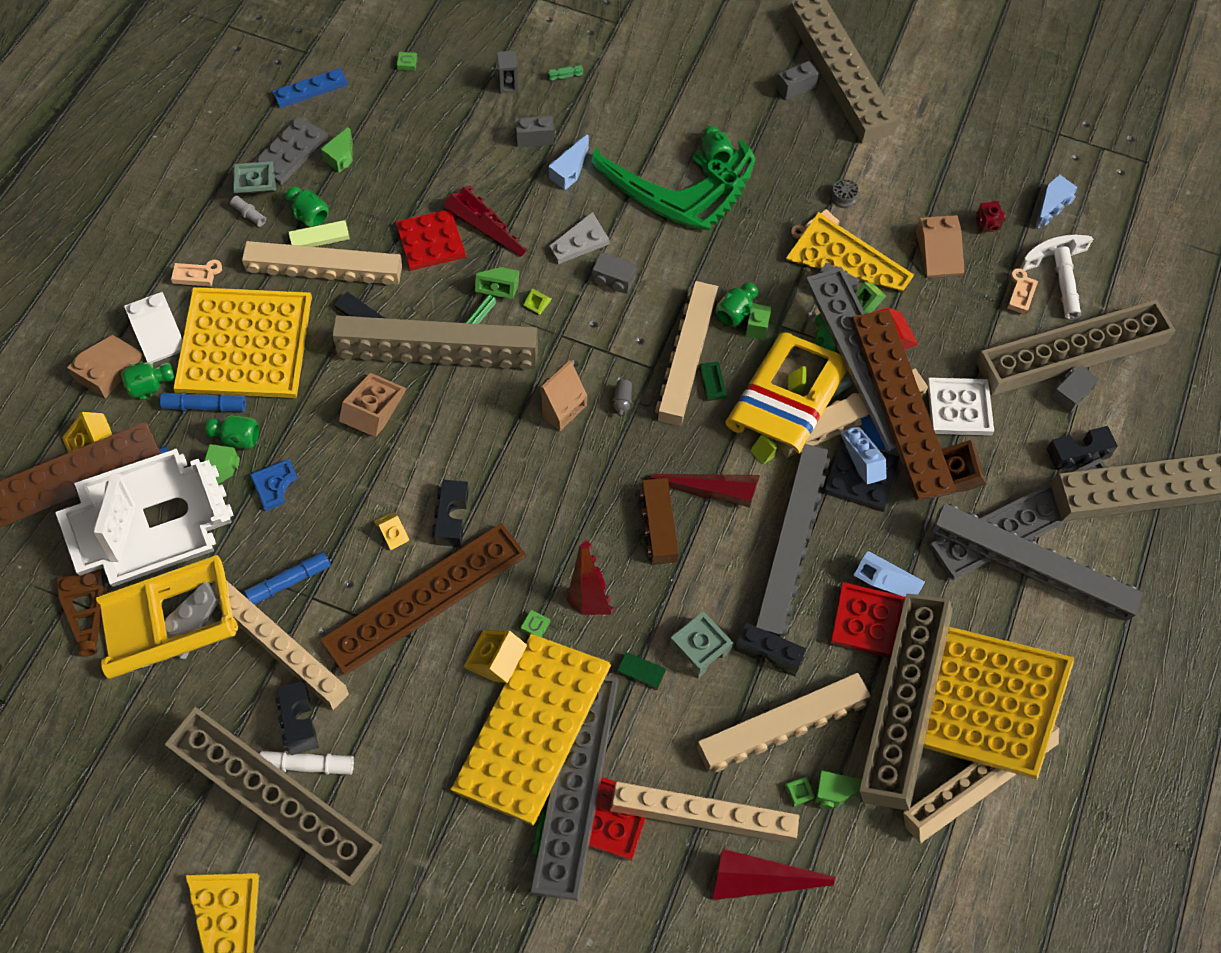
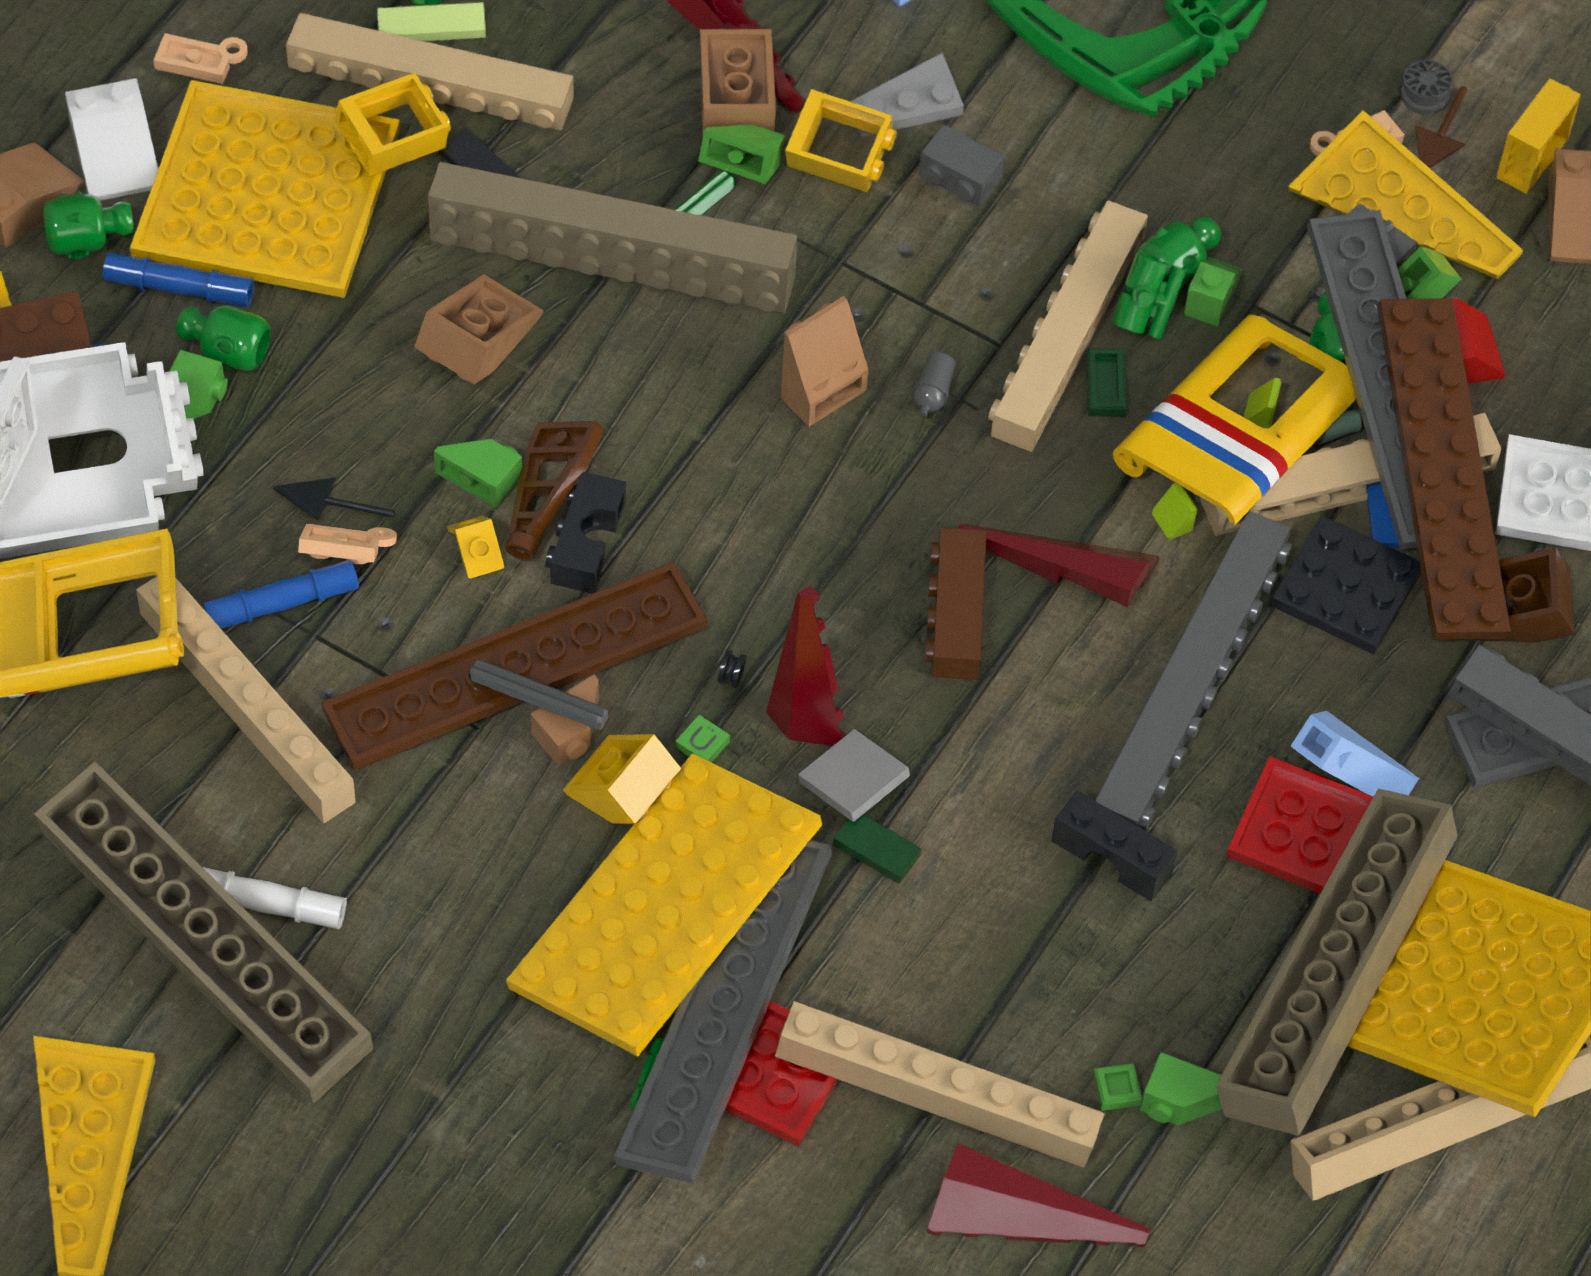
camera: 10 degrees right, 5 degrees down
(192, 612) = (108, 621): light grey wing -> none
(272, 483) = (280, 434): blue tile -> none
(284, 296) = (408, 90): none -> yellow window
(297, 515) = (314, 494): none -> black piece
(299, 733) = (262, 837): black arch -> none
(318, 541) = (349, 544): none -> light nougat hinge
(387, 485) = (480, 468): none -> bright green slope
(422, 464) = (549, 442): none -> reddish brown plate
(430, 239) = (634, 59): red plate -> none
(441, 616) = (539, 694): none -> dark grey axle
(459, 627) = (560, 735): none -> medium nougat slope
(487, 243) = (737, 78): none -> medium nougat slope
(536, 301) = (809, 196): lime slope -> none
(544, 580) = (732, 669): none -> black bush
(553, 254) = (826, 106): none -> yellow window
(621, 631) = (853, 775): none -> light grey tile
(701, 643) = (990, 814): sand green panel -> none
(726, 331) = (1148, 296): none -> green pin
(783, 722) = (1111, 968): tan brick -> none
(855, 224) = (1435, 146): none -> reddish brown piece
(865, 455) = (1355, 547): light blue slope -> none
(909, 212) = (1537, 135): none -> yellow window

